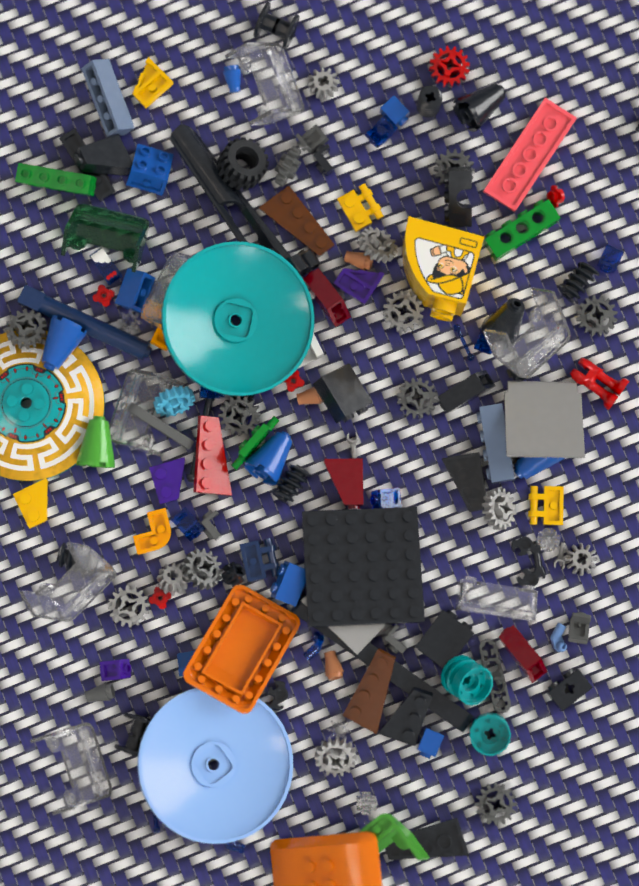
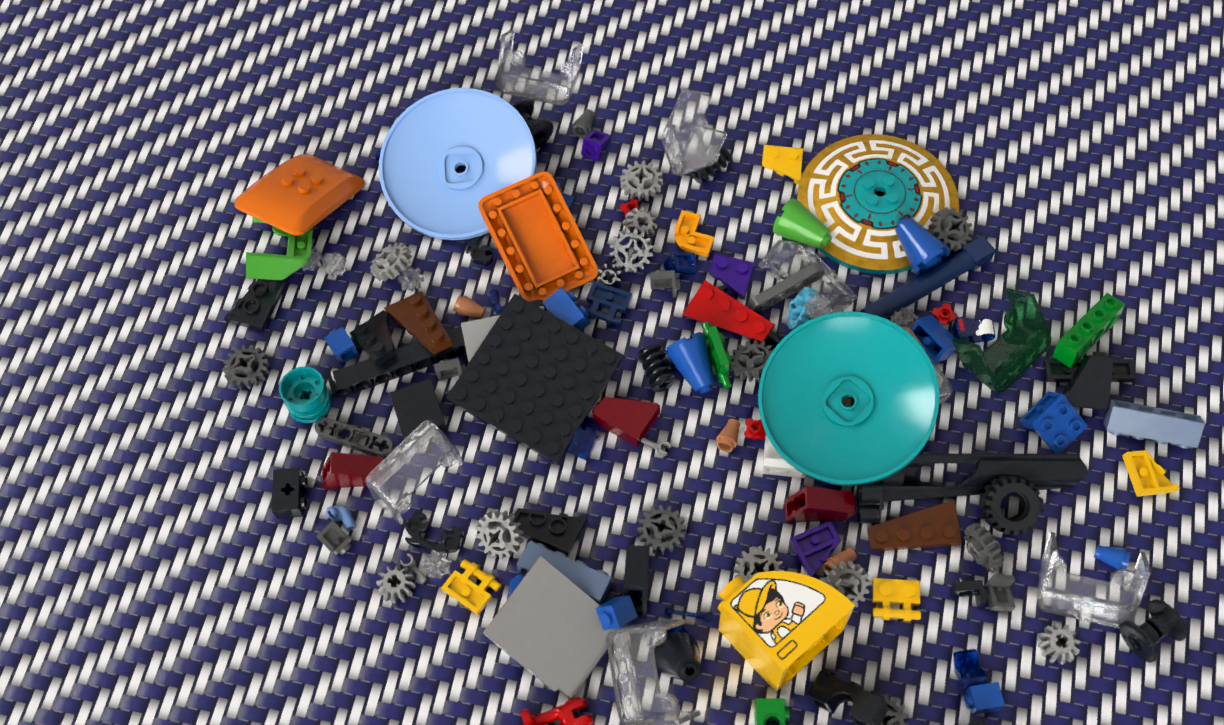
camera: 130 degrees right, 20 degrees down
(177, 381) = (818, 306): none -> clear gear
(343, 394) = (711, 459): black brick -> none
(466, 680) = (366, 401): teal wheel -> none
(503, 385) = (616, 612): none -> blue brick

